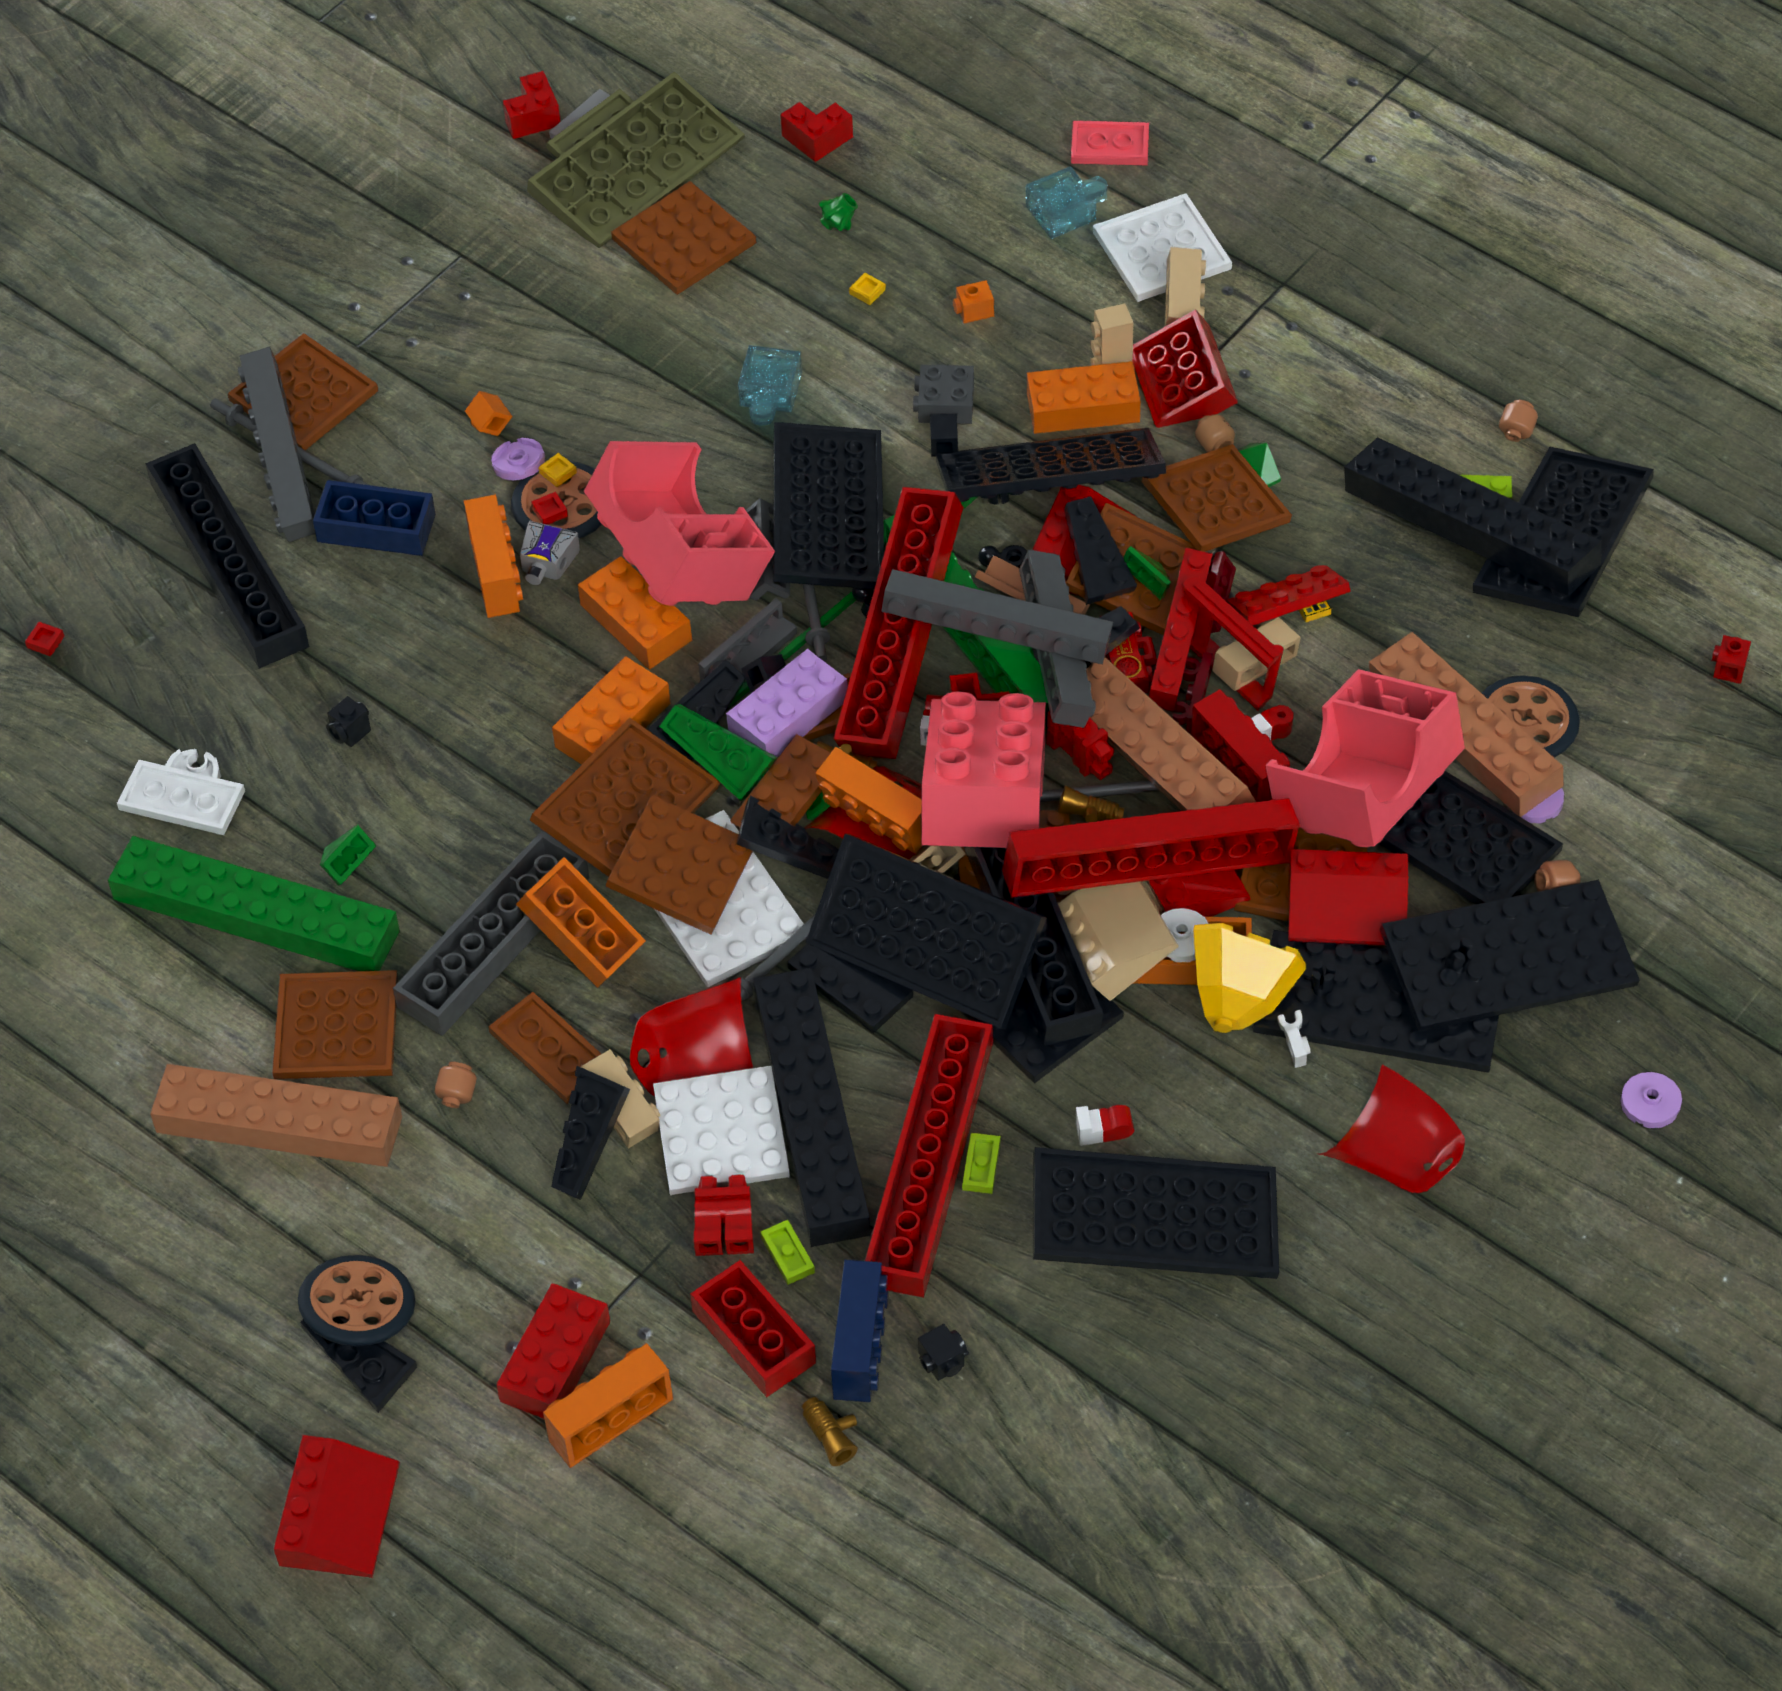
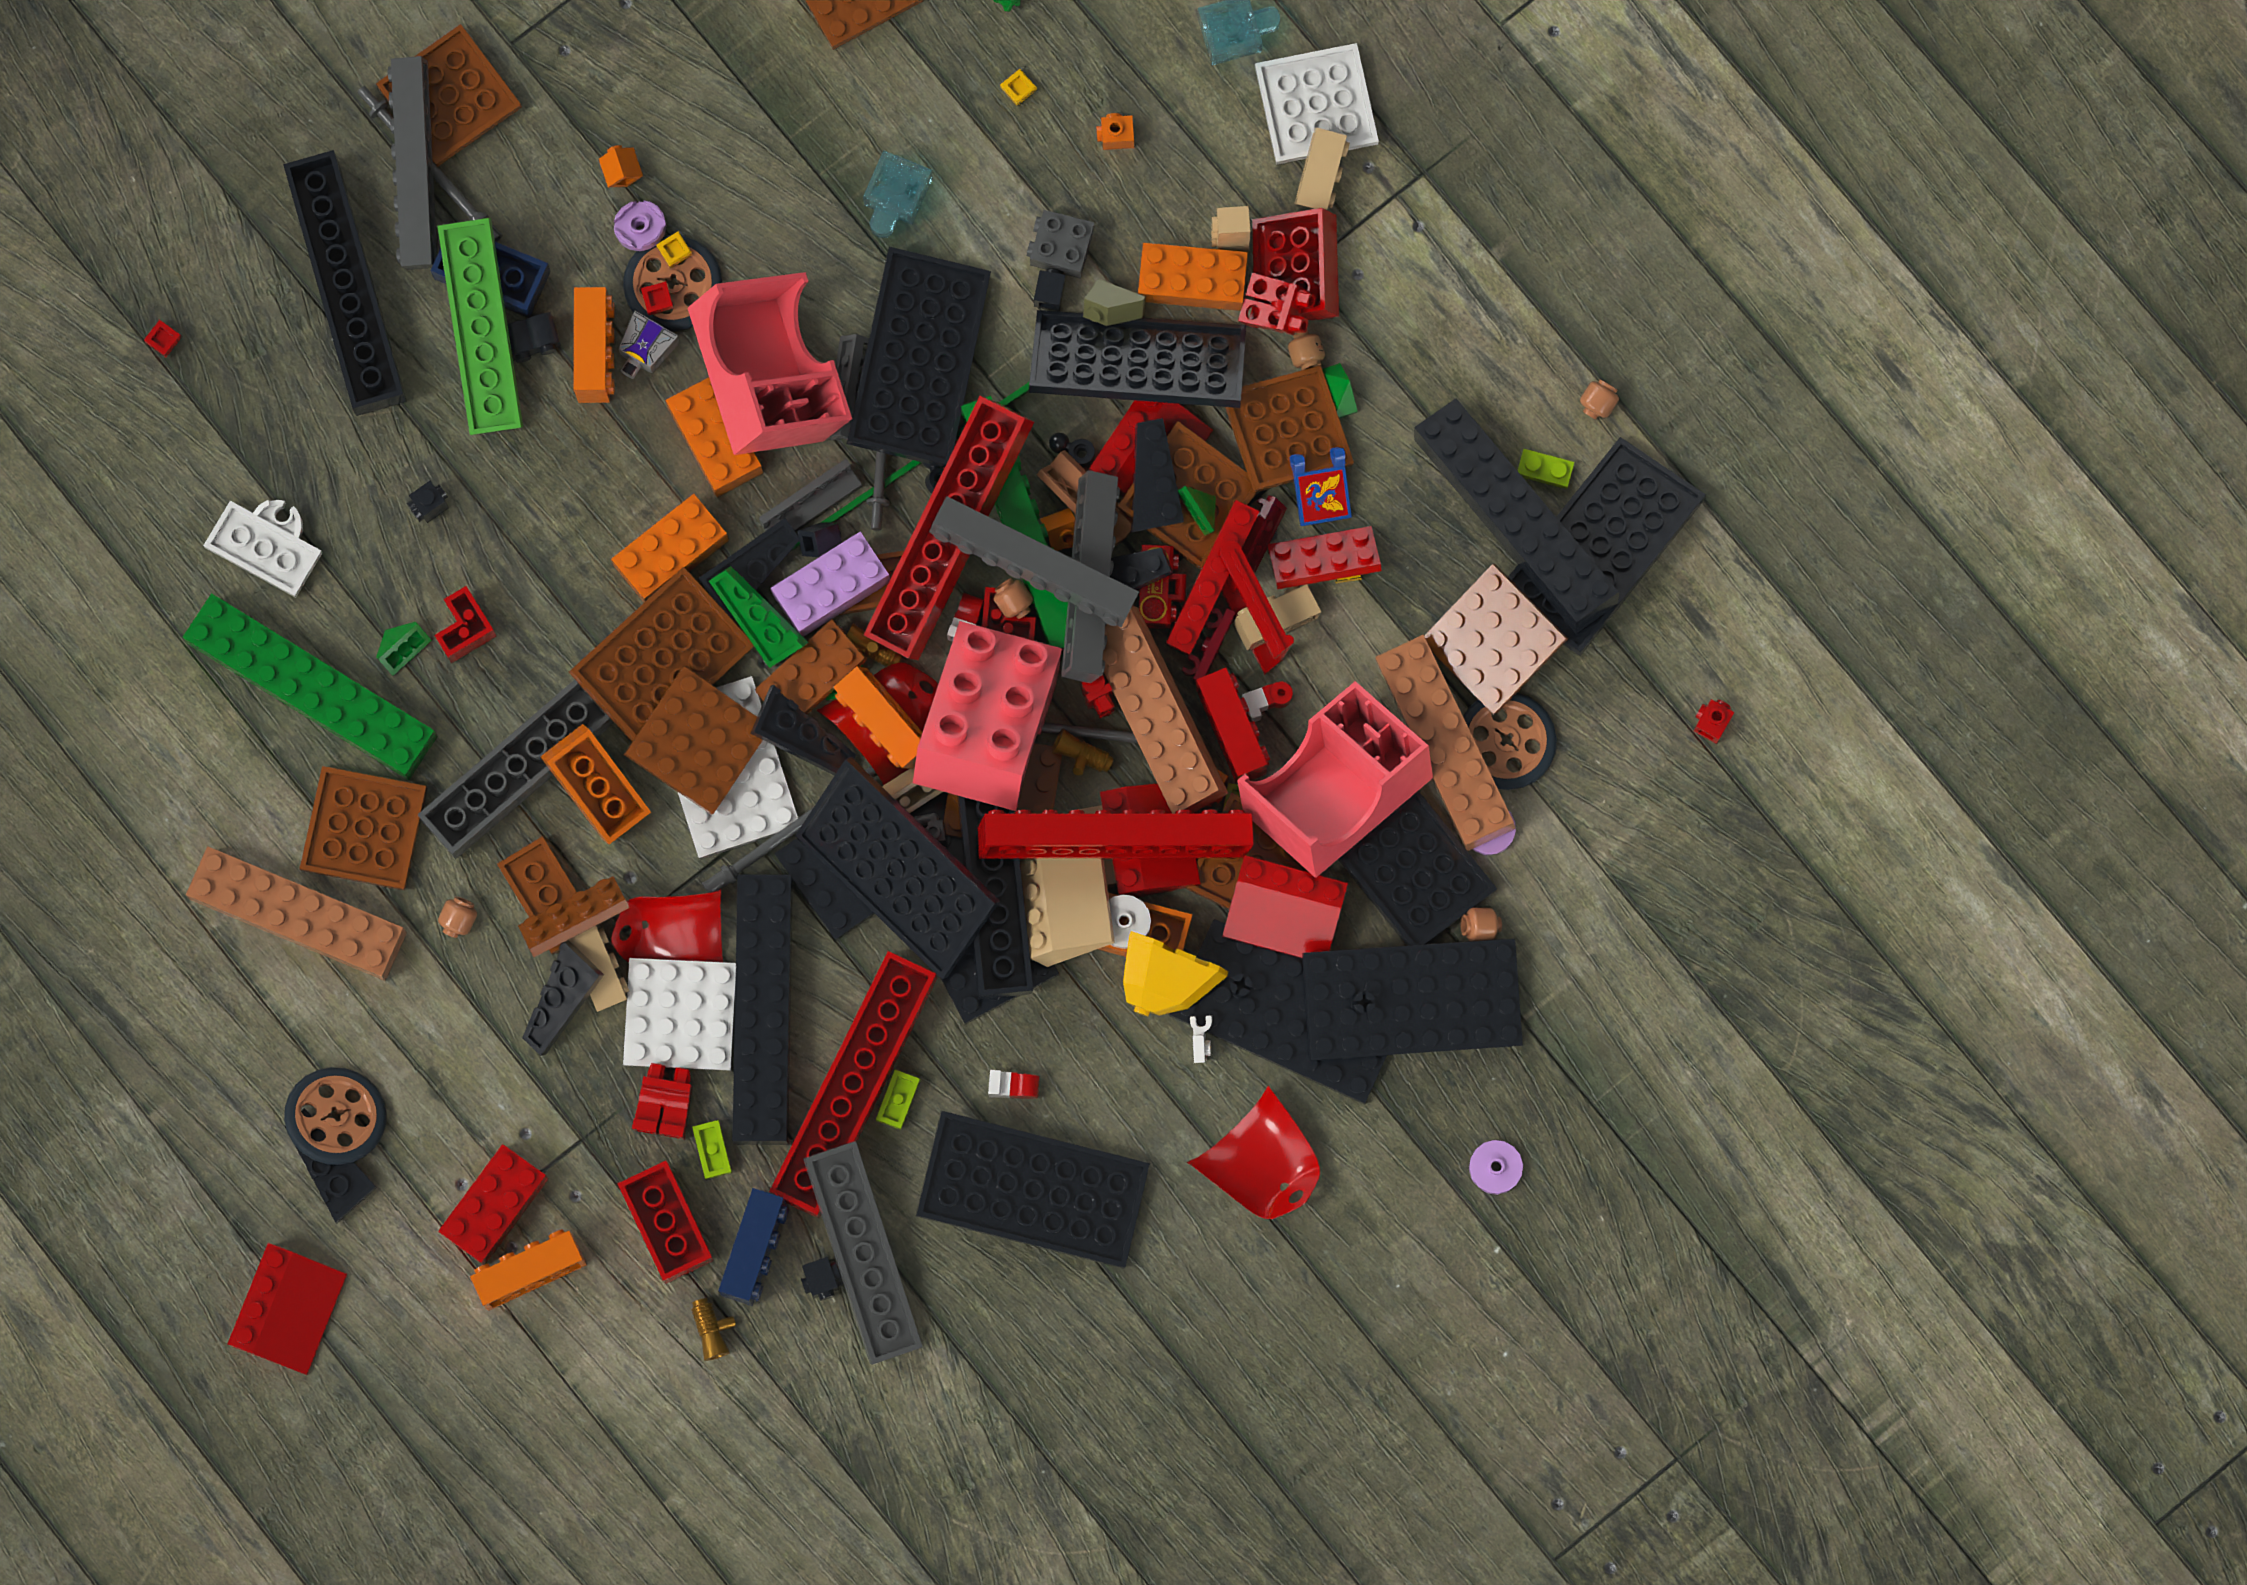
camera: 10 degrees right, 25 degrees up
(373, 557) = (480, 326): none -> bright green plate
(412, 819) = (470, 628): none -> red brick
(426, 567) = (533, 336): none -> black brick
(589, 1042) = (573, 916): none -> dark orange plate
(982, 673) = (1013, 598): none -> nougat head
(984, 1309) = (862, 1252): none -> dark grey plate
(1012, 430) = (1112, 304): none -> olive slope
(1174, 396) = (1285, 305): none -> red hips
(1267, 542) = (1322, 492): none -> flag
(1487, 622) = (1494, 639): none -> plate

